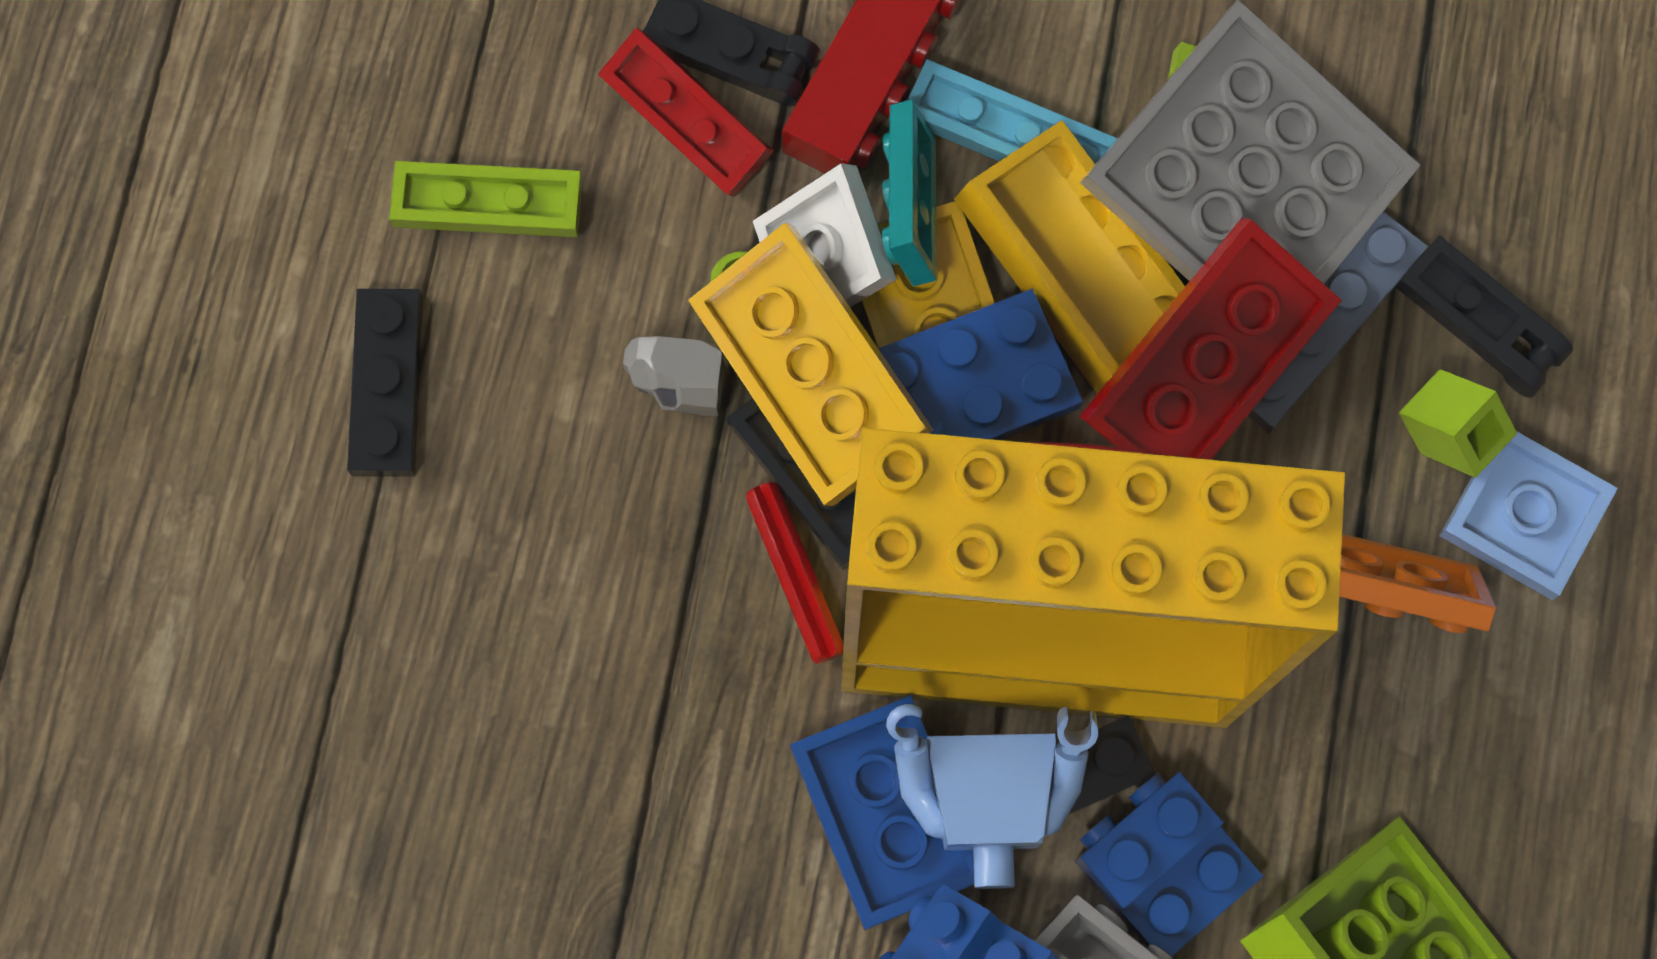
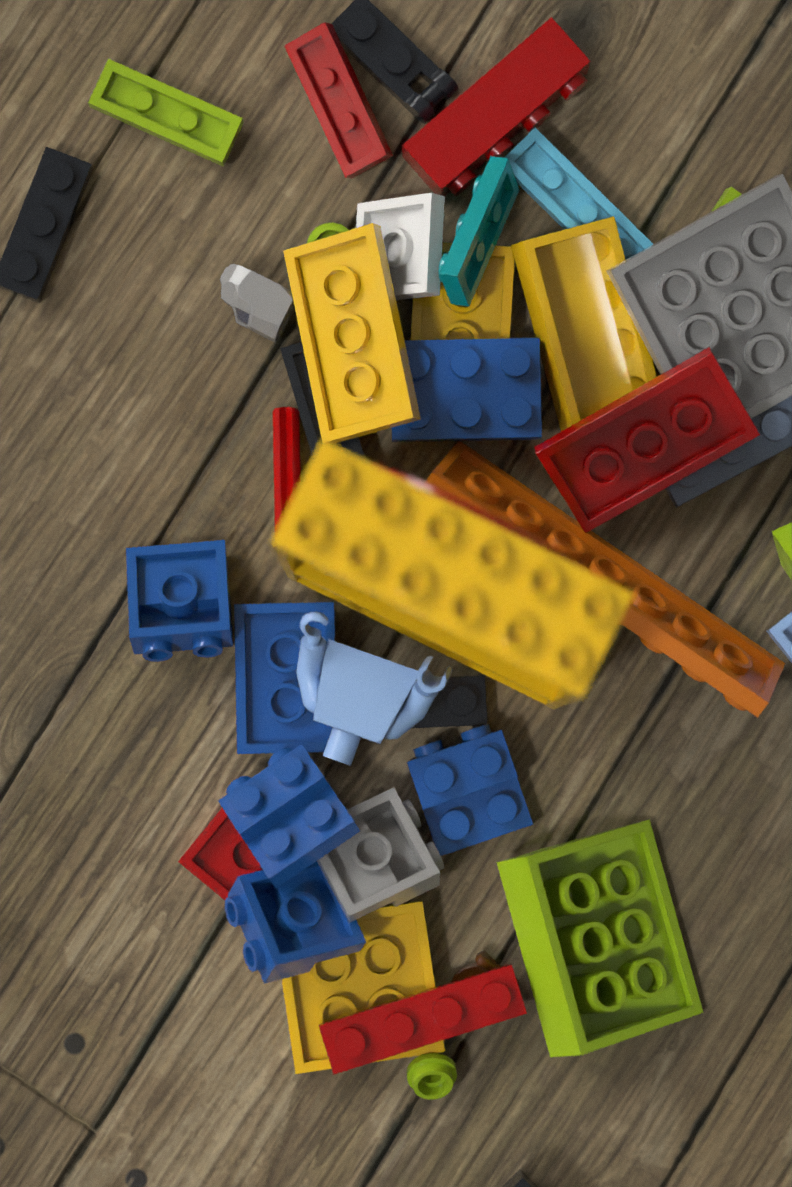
camera: 20 degrees right, 10 degrees up
(720, 765) = (179, 599): none -> blue plate

